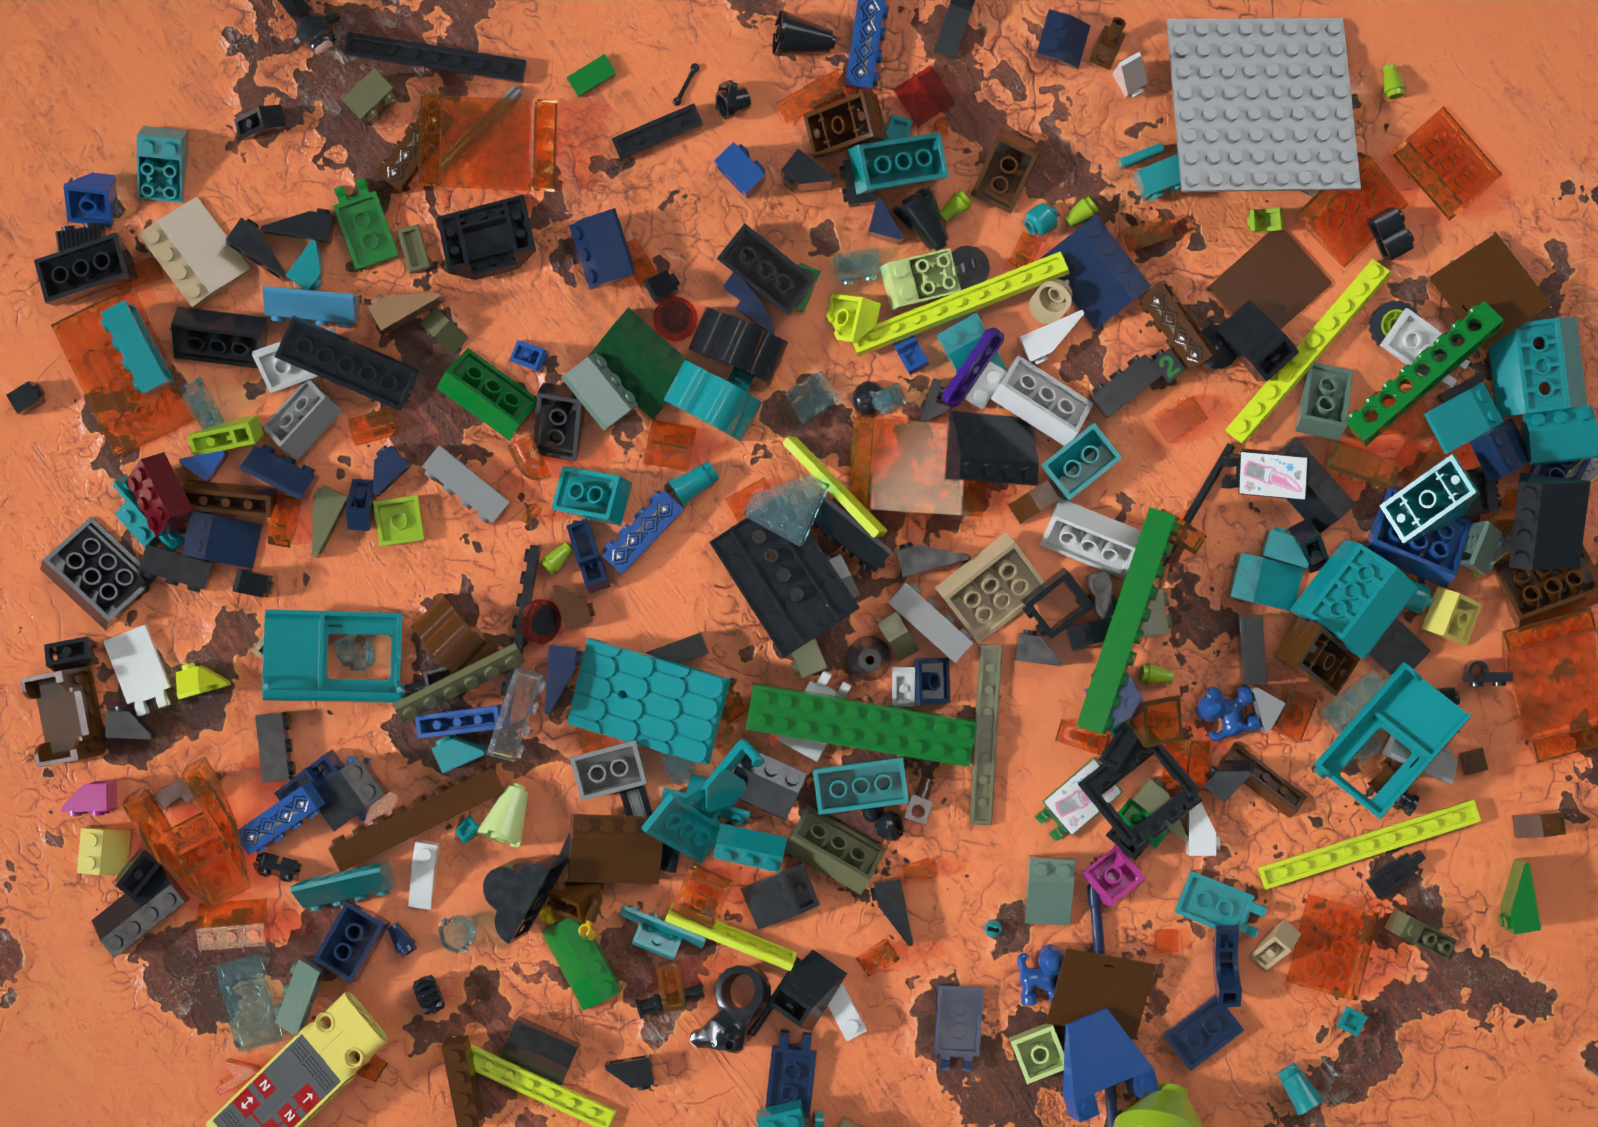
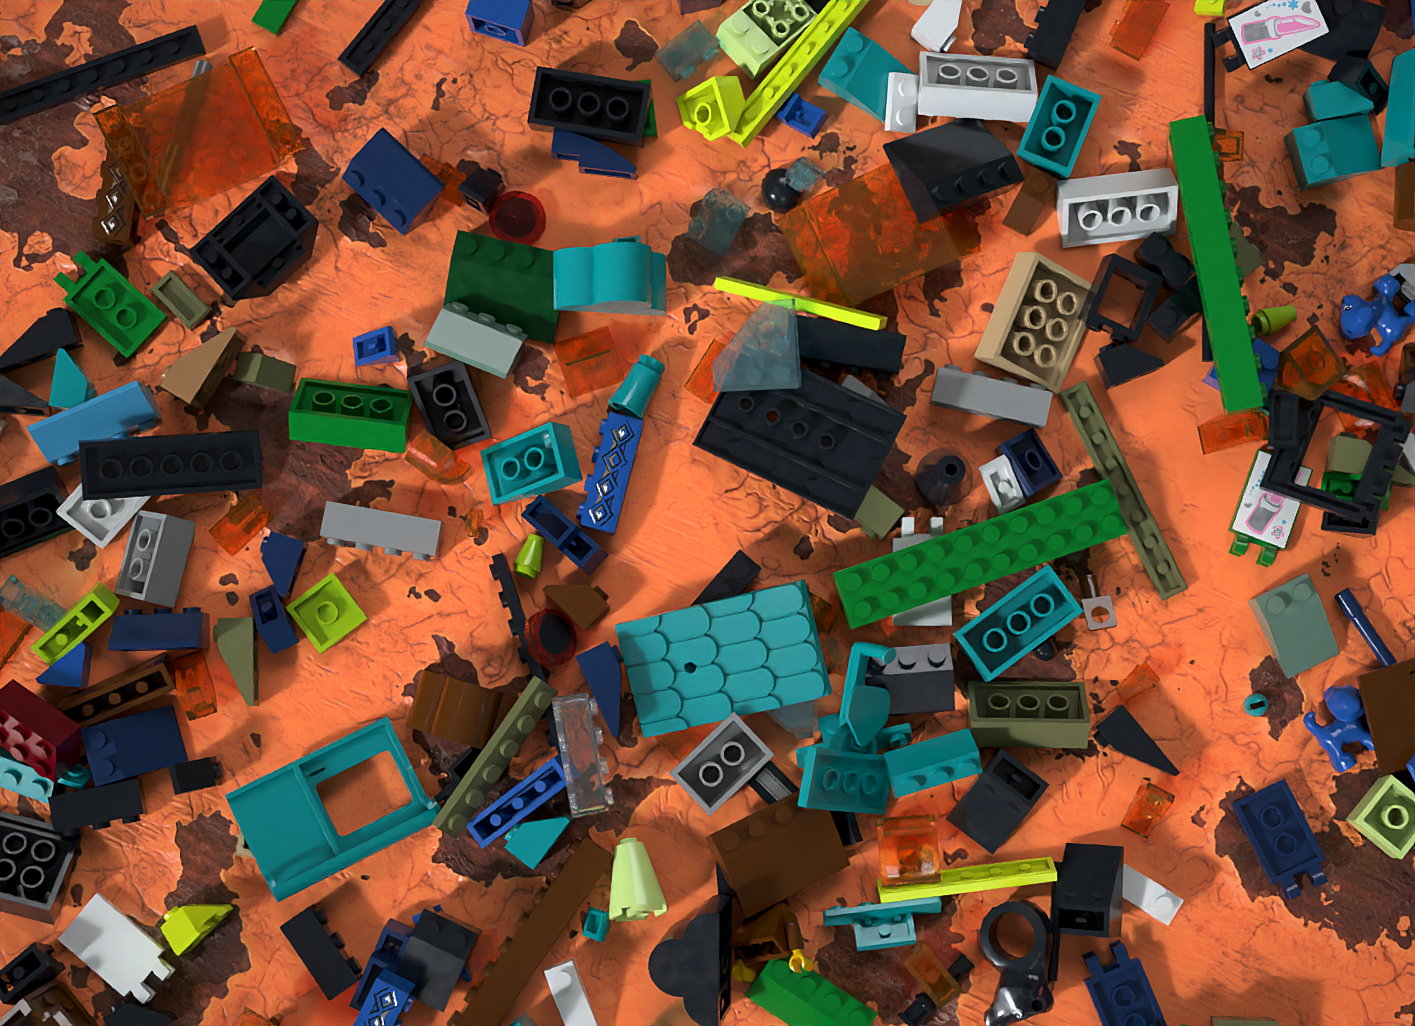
camera: 30 degrees left, 5 degrees down
(355, 652) = (356, 790): clear light blue hair -> none
(371, 97) = (41, 155): olive brick -> none
(738, 344) = (603, 205): black brick -> none
(889, 826) = (1075, 652): black cone -> none
(897, 636) = (962, 433): olive slope -> none
(922, 558) = (941, 331): black slope -> none
(931, 408) = (857, 160): black slope -> none
(973, 367) = (880, 87): dark purple plate -> none
(1114, 877) = (1359, 569): dark pink slope -> none
(1251, 650) = (1363, 232): black brick -> none

